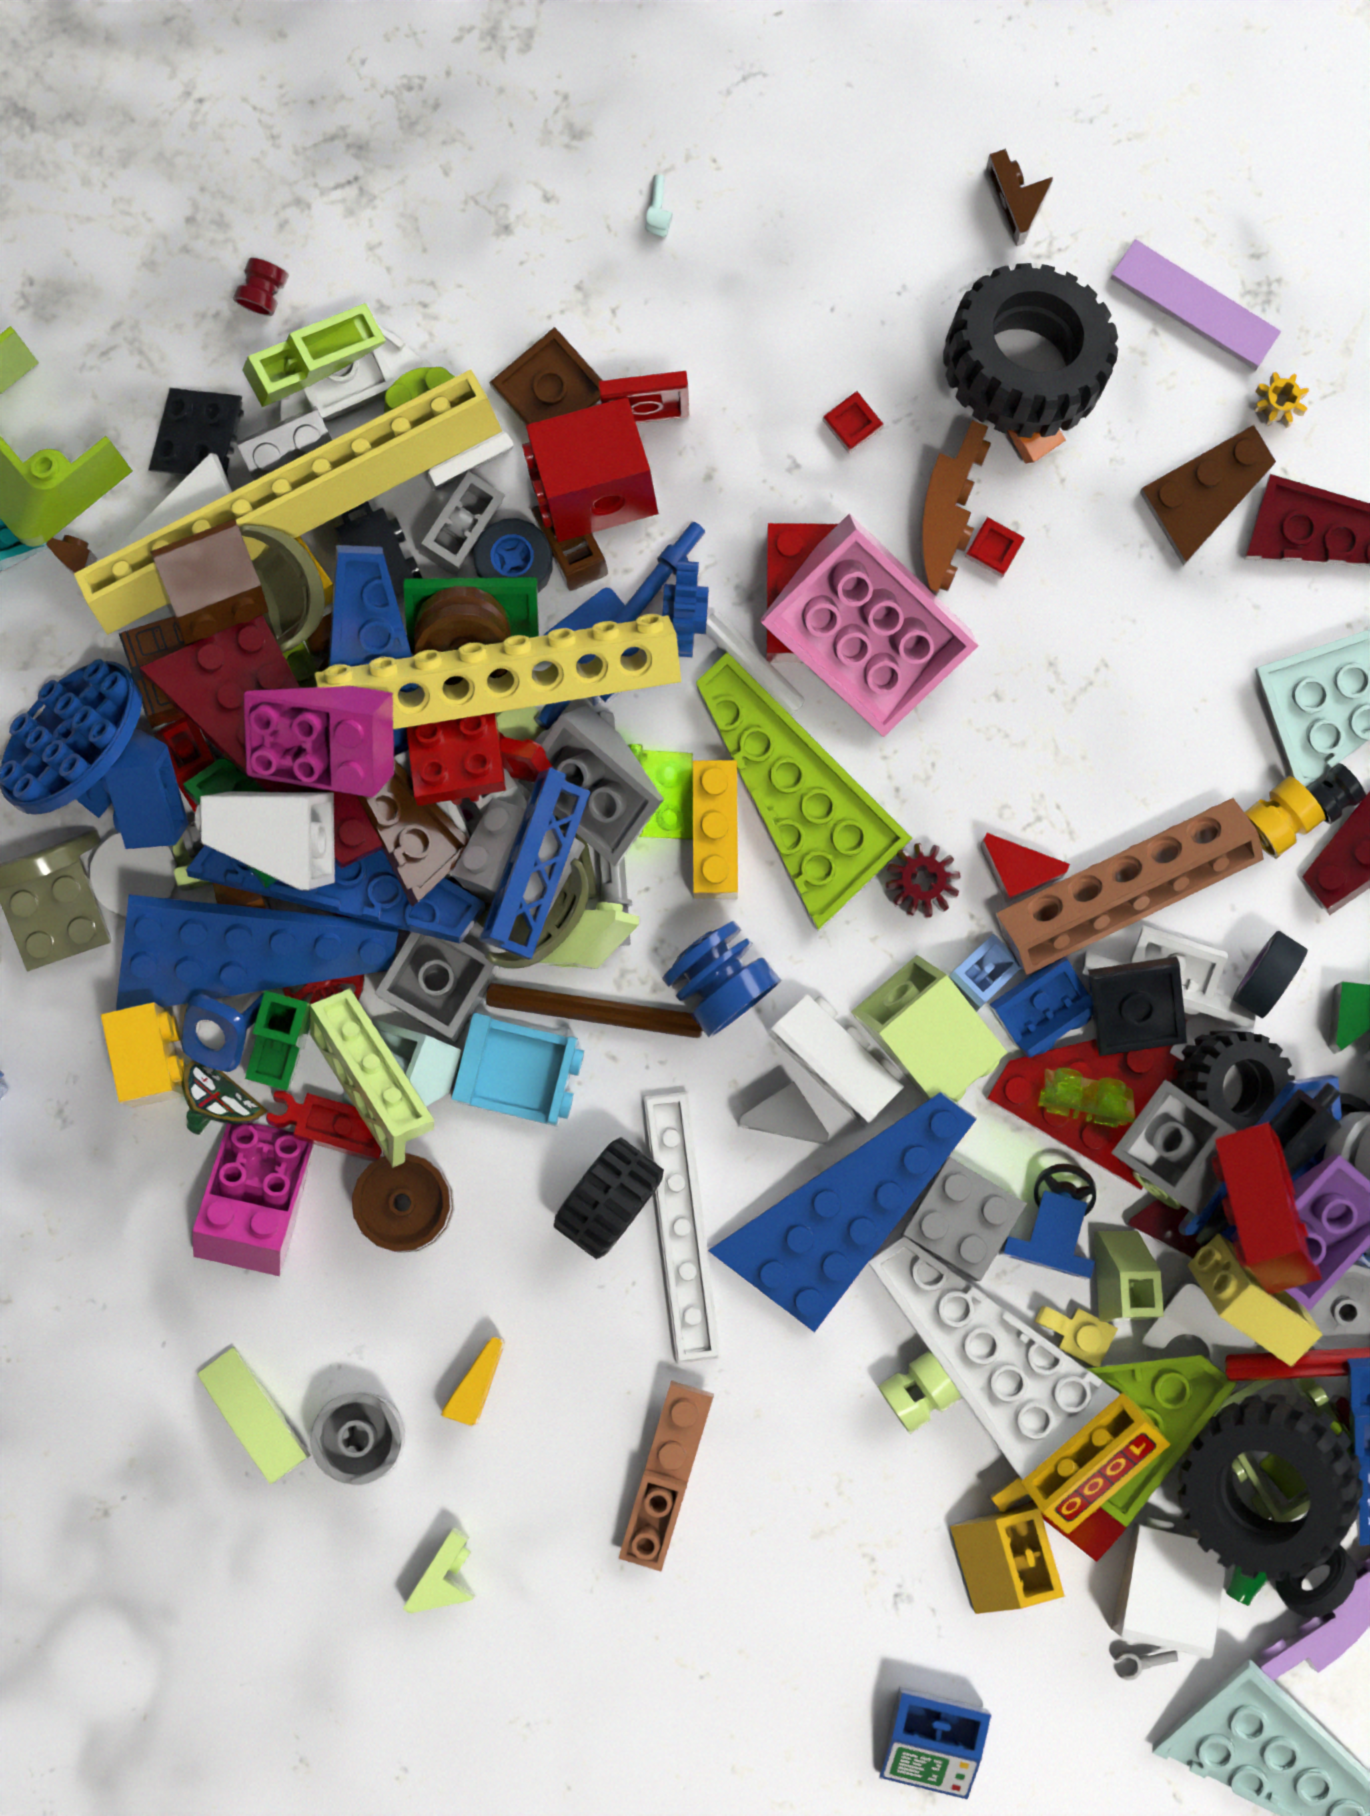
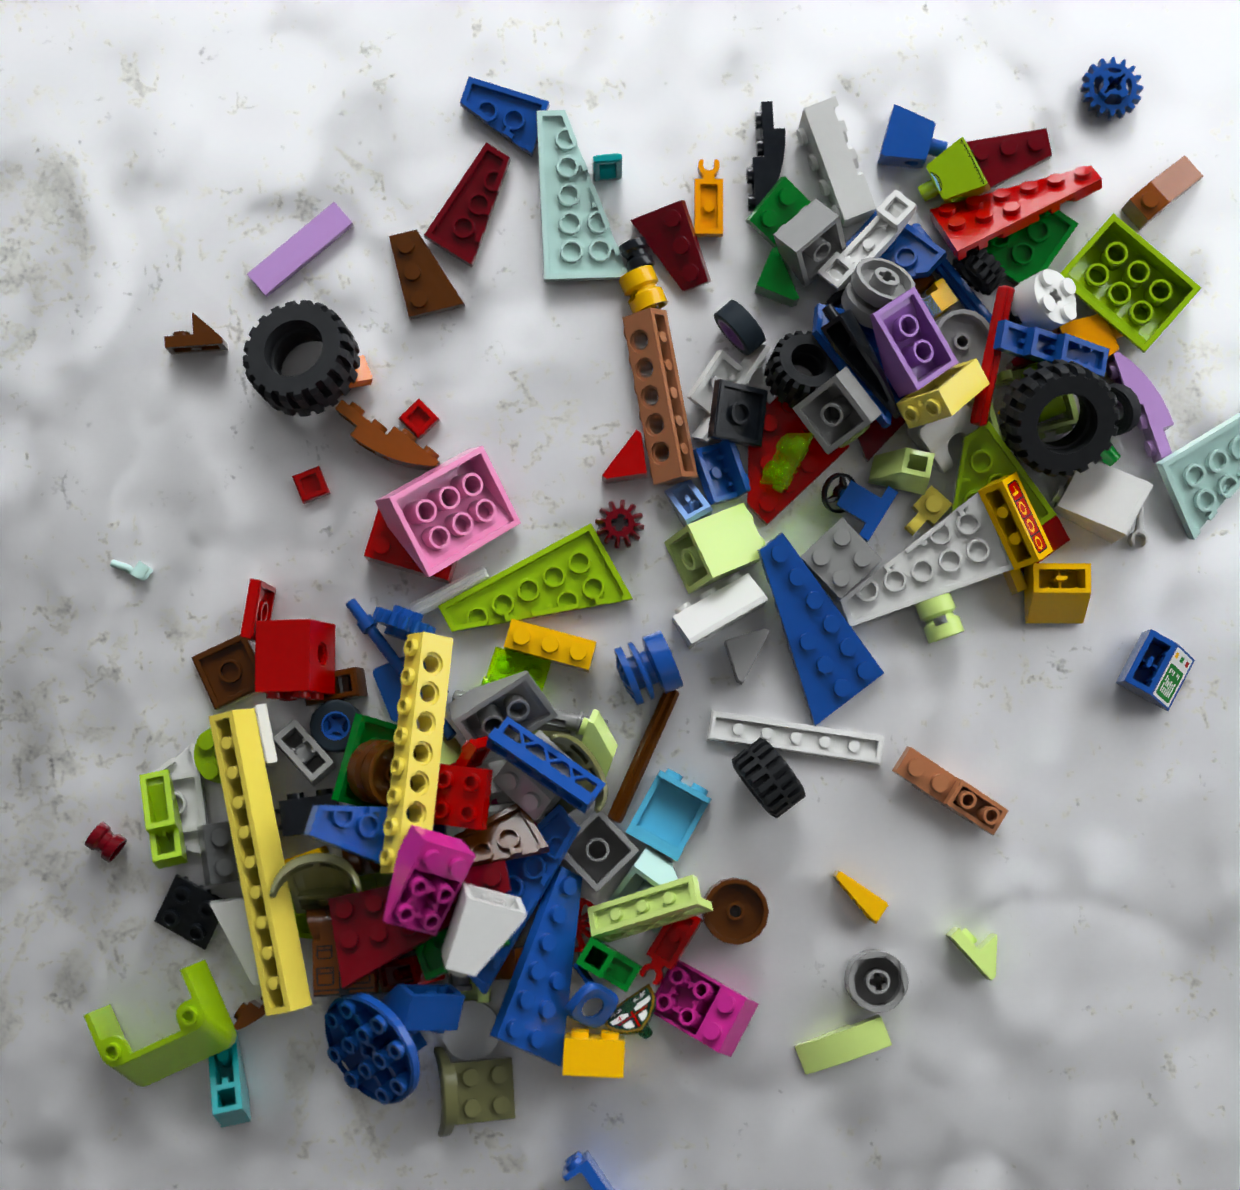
camera: 80 degrees left, 0 degrees up
(209, 581) = (299, 926): reddish brown slope -> none
(1264, 1209) = (894, 368): red wedge -> none
(1290, 390) = (379, 207): yellow gear -> none

